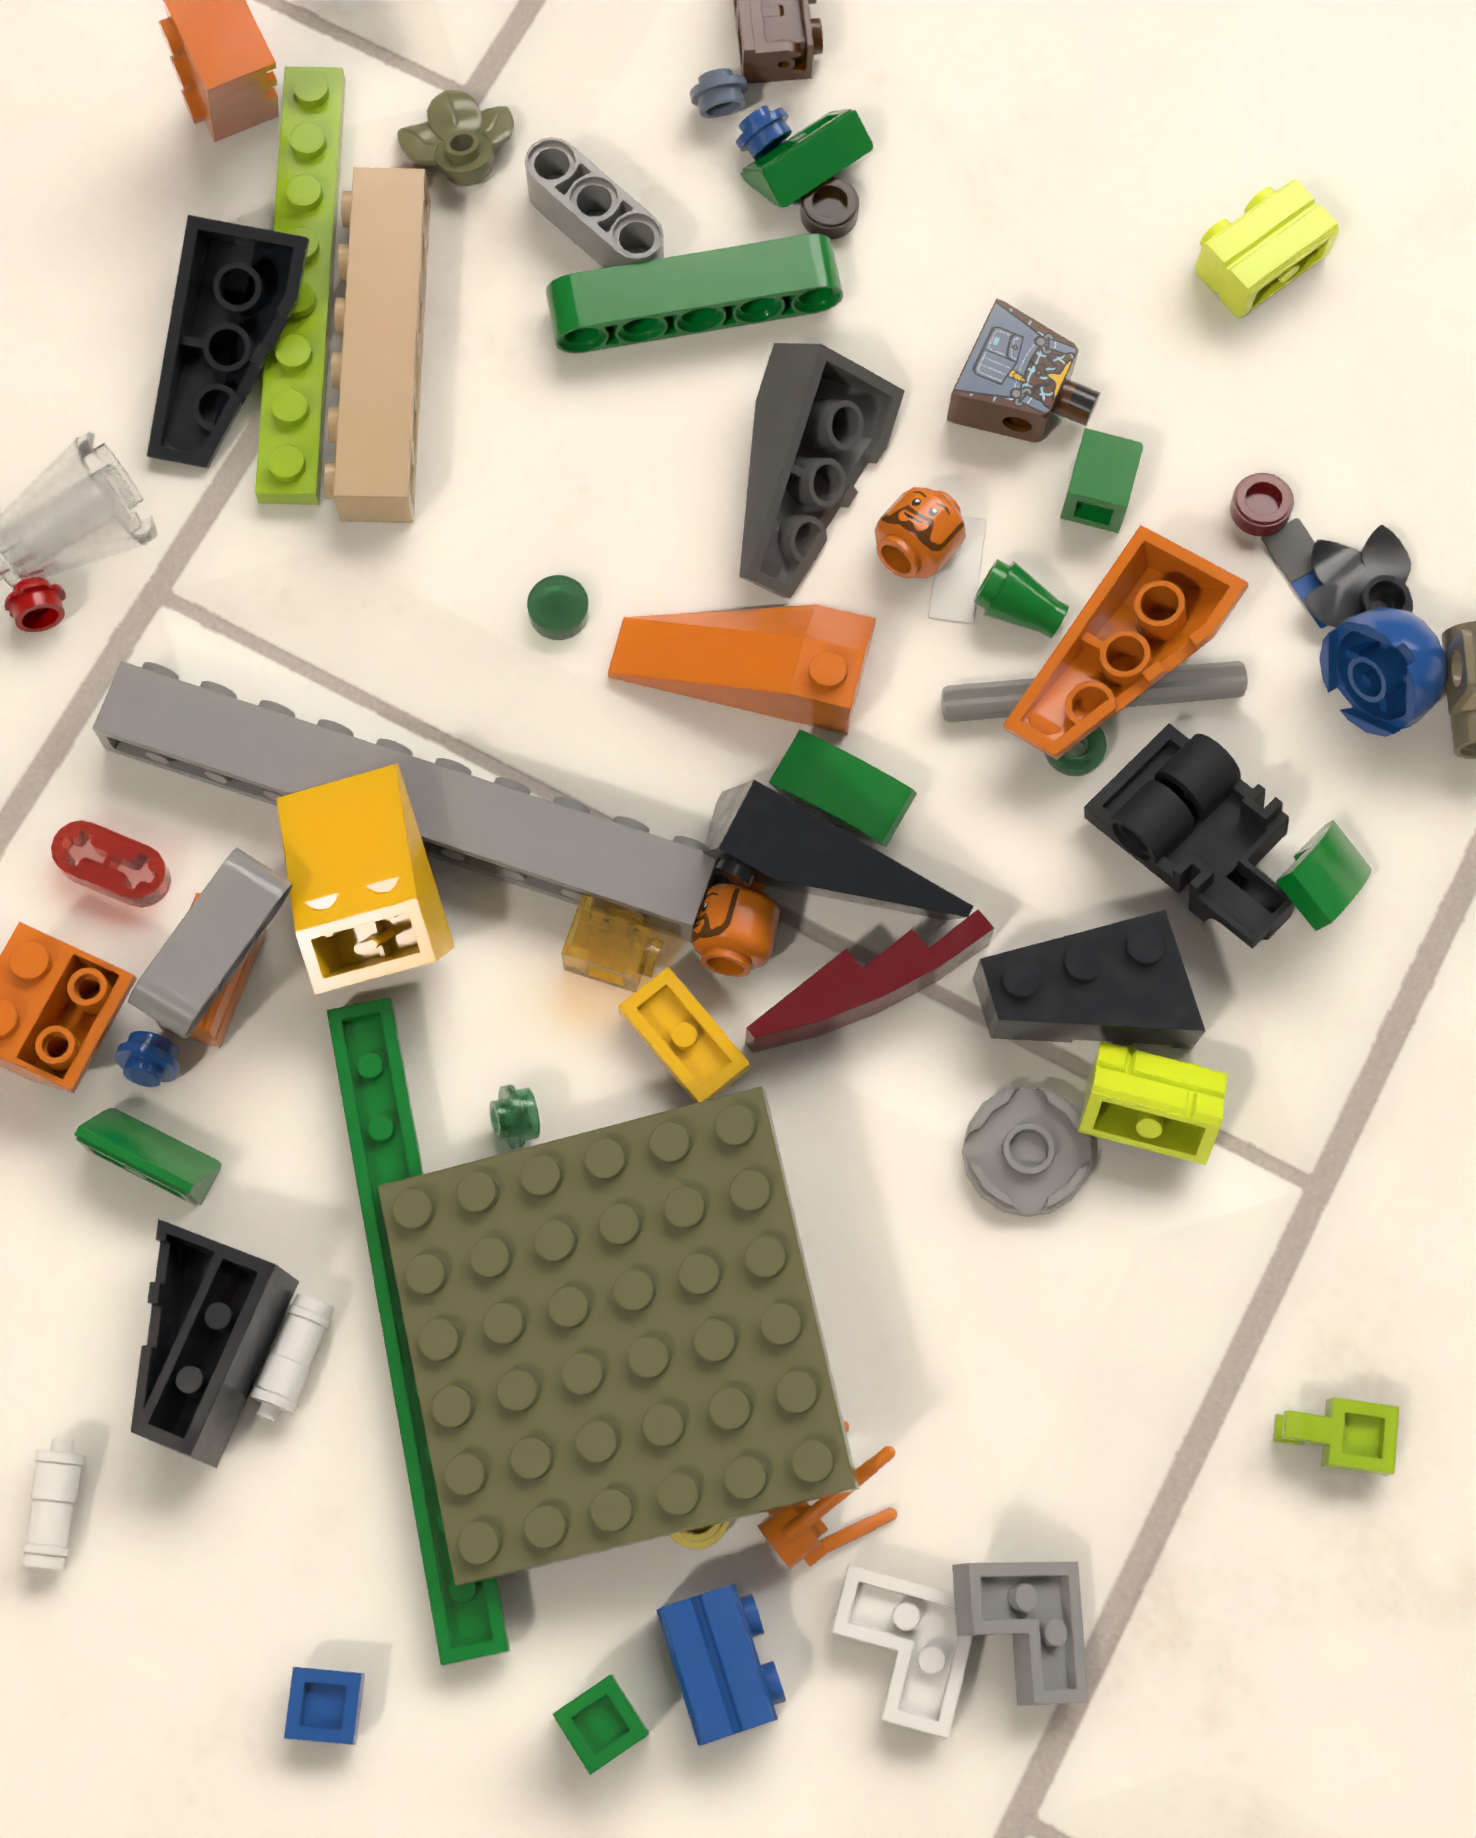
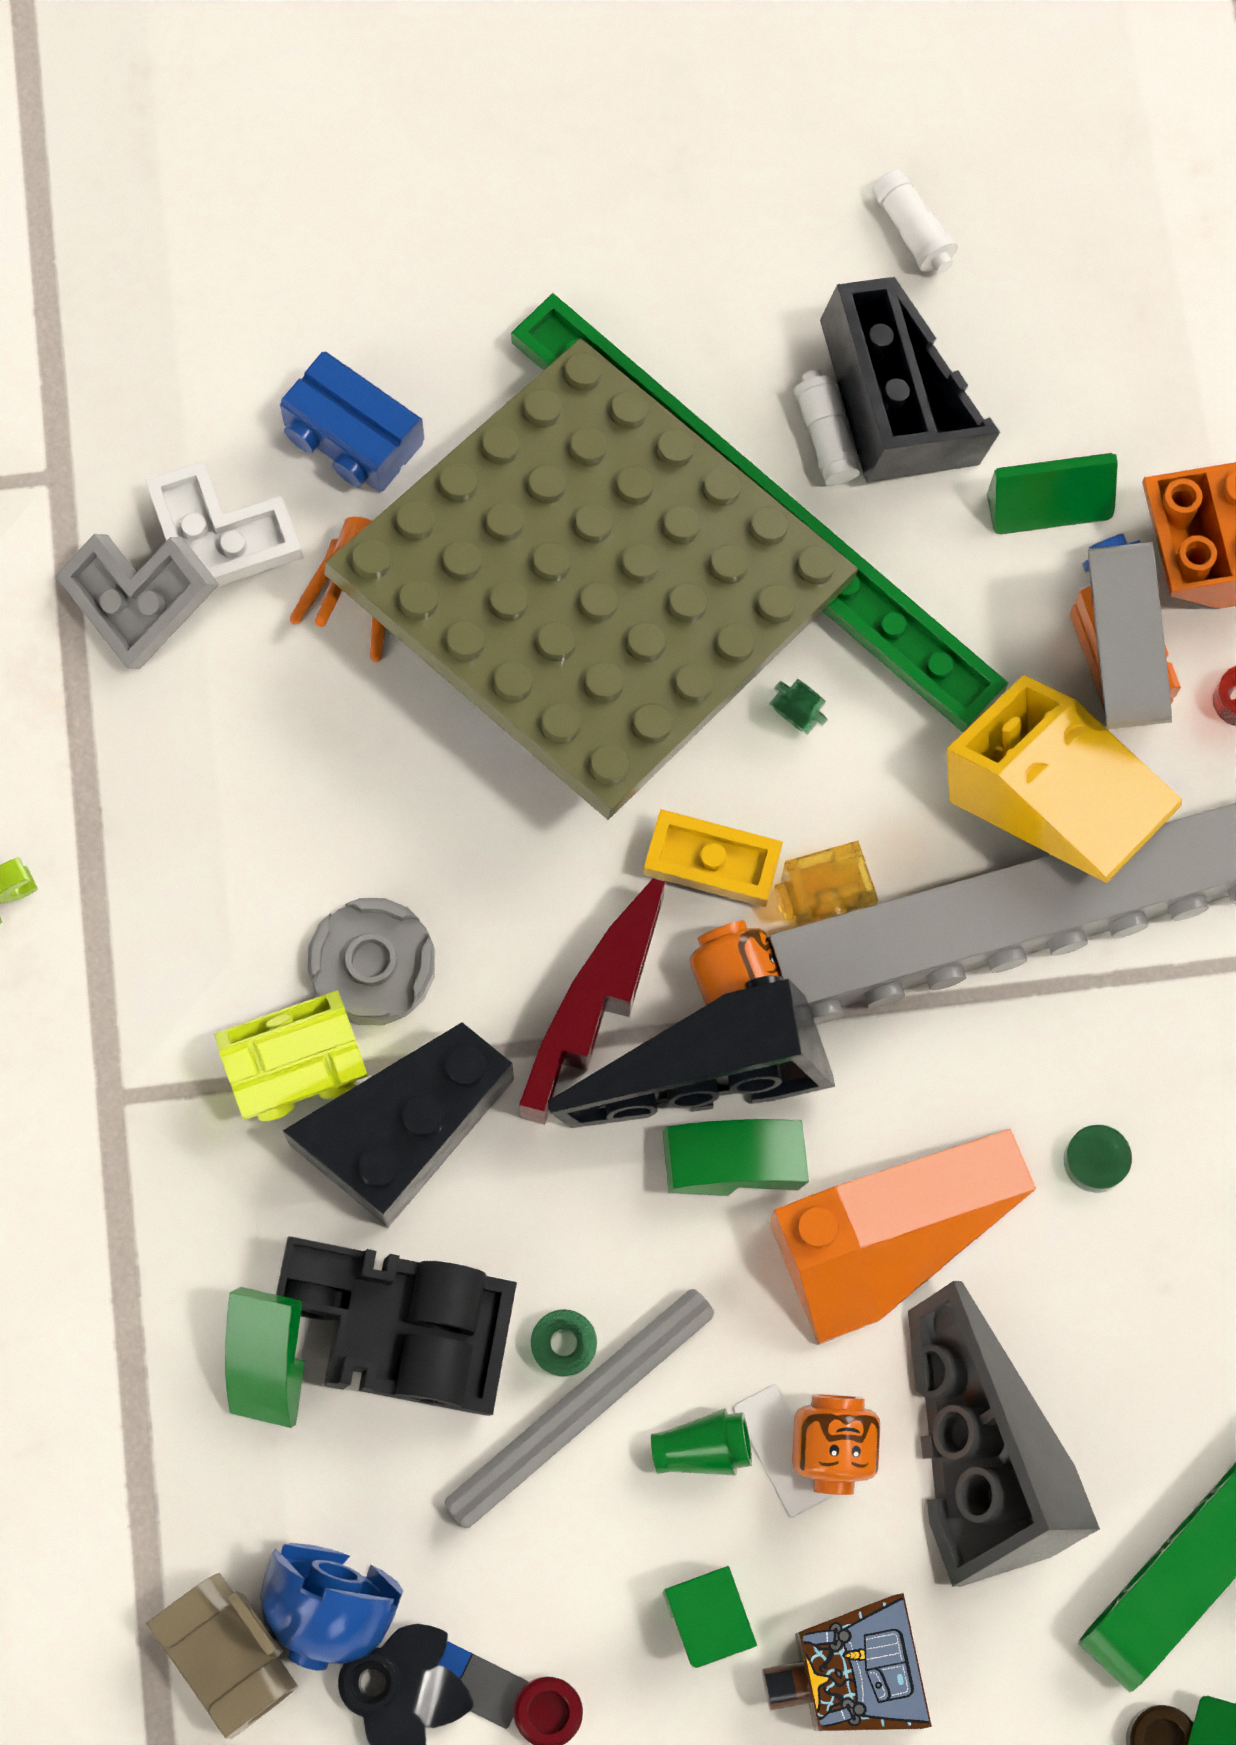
camera: 145 degrees right, 0 degrees up
(324, 1705) = (616, 221): blue plate -> none
(601, 1724) = (407, 328): green panel -> none
(1132, 632) = (574, 1469): orange wedge -> none

